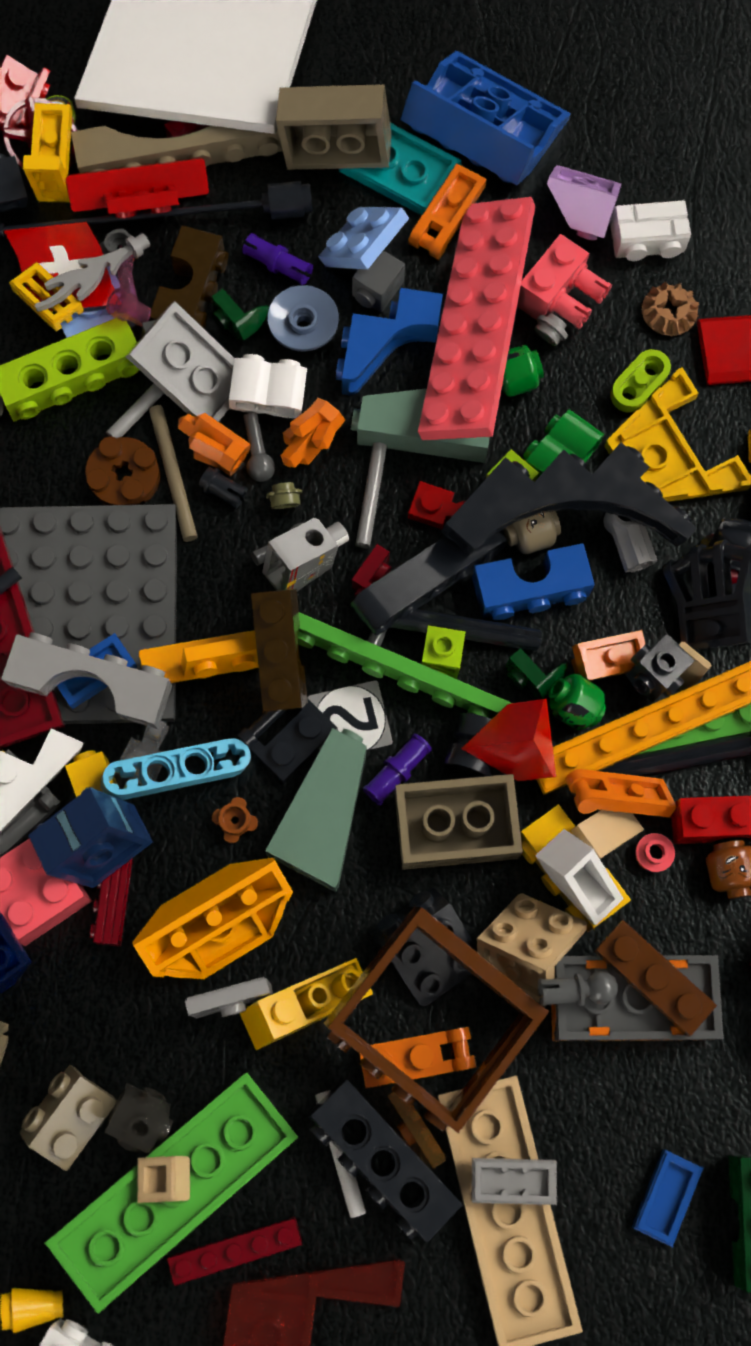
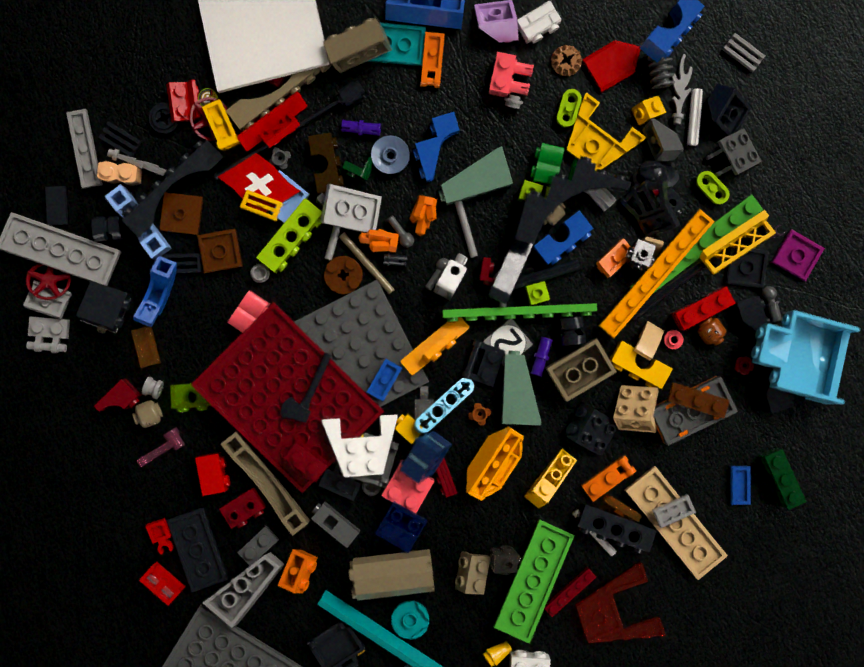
camera: 20 degrees left, 15 degrees up
(40, 667) = (362, 391): light grey arch -> none
(91, 272) = (279, 186): light grey piece -> none
(123, 301) = (303, 194): clear pink brick -> none
(163, 1179) = (528, 580): tan slope -> none
(230, 999) = (519, 494): light grey plate -> none
(267, 386) = (393, 202): white brick -> none
(277, 649) = (465, 332): dark brown arch -> none
(284, 496) = (426, 251): olive plate -> none
(363, 237) = (399, 98): light blue plate -> none
(379, 283) = (416, 116): dark grey brick -> none
(433, 505) = (498, 220): red plate -> none
(477, 321) = (477, 117): coral plate -> none
(496, 1062) = (643, 472): reddish brown window -> none
(517, 741) = (592, 322): red slope -> none
(521, 371) = (507, 133): green head -> none
(527, 675) = (579, 285): dark green plate -> none
(577, 702) = (609, 287): green head -> none
(580, 876) = (646, 371): white slope -> none
(599, 988) = (676, 416): dark grey pin -> none
(620, 793) = (648, 322): orange plate -> none

